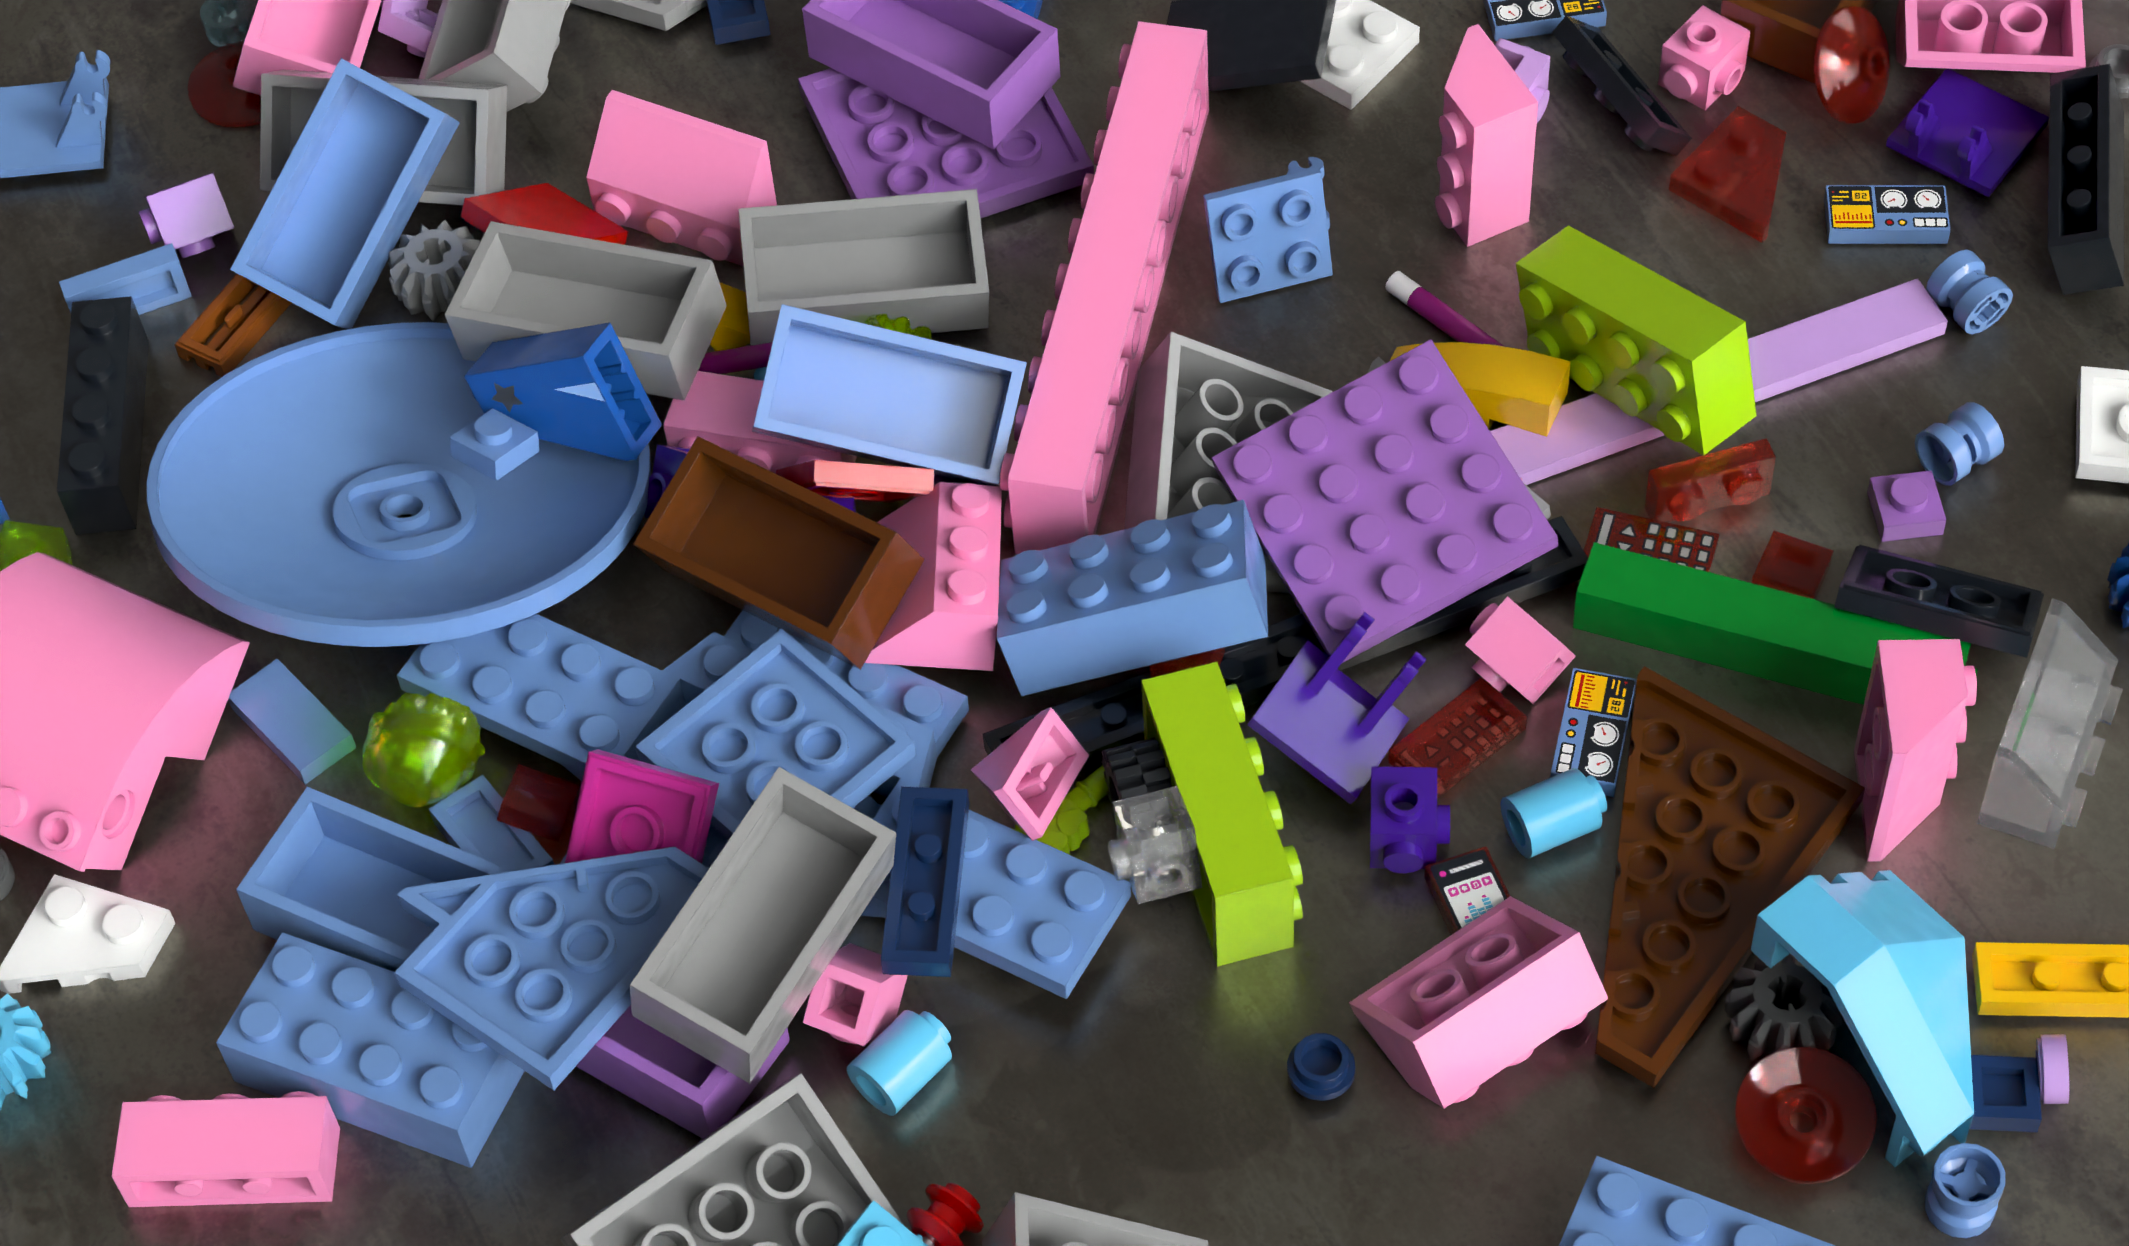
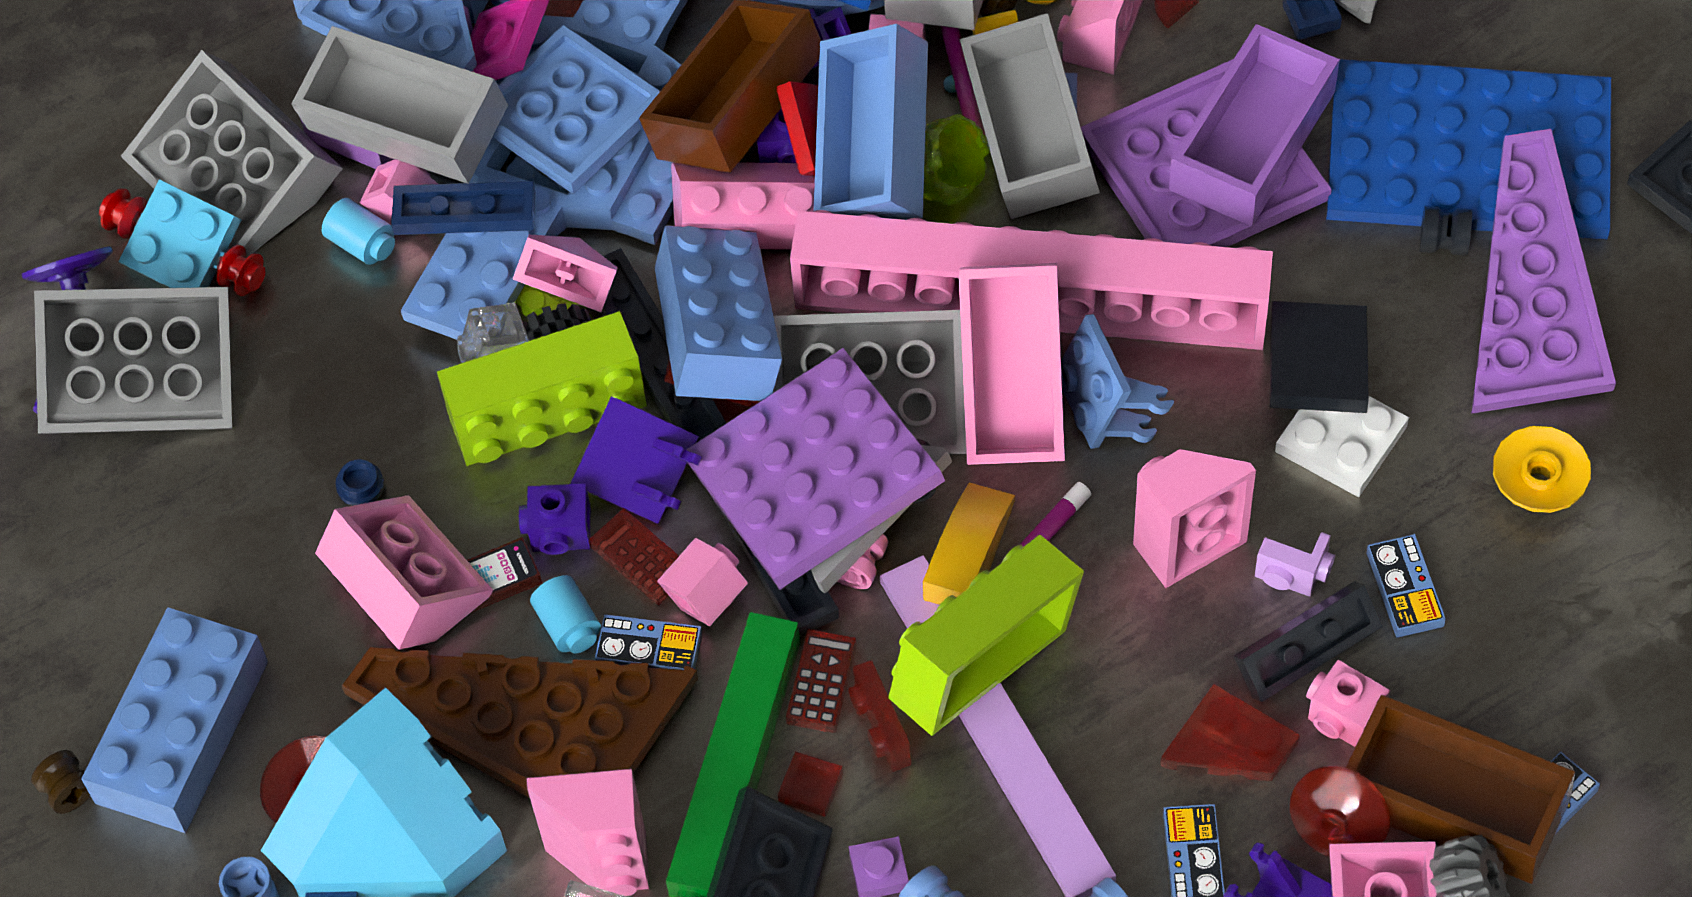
camera: 85 degrees right, 5 degrees up
(1258, 282) = (1011, 363): none -> bright pink piece

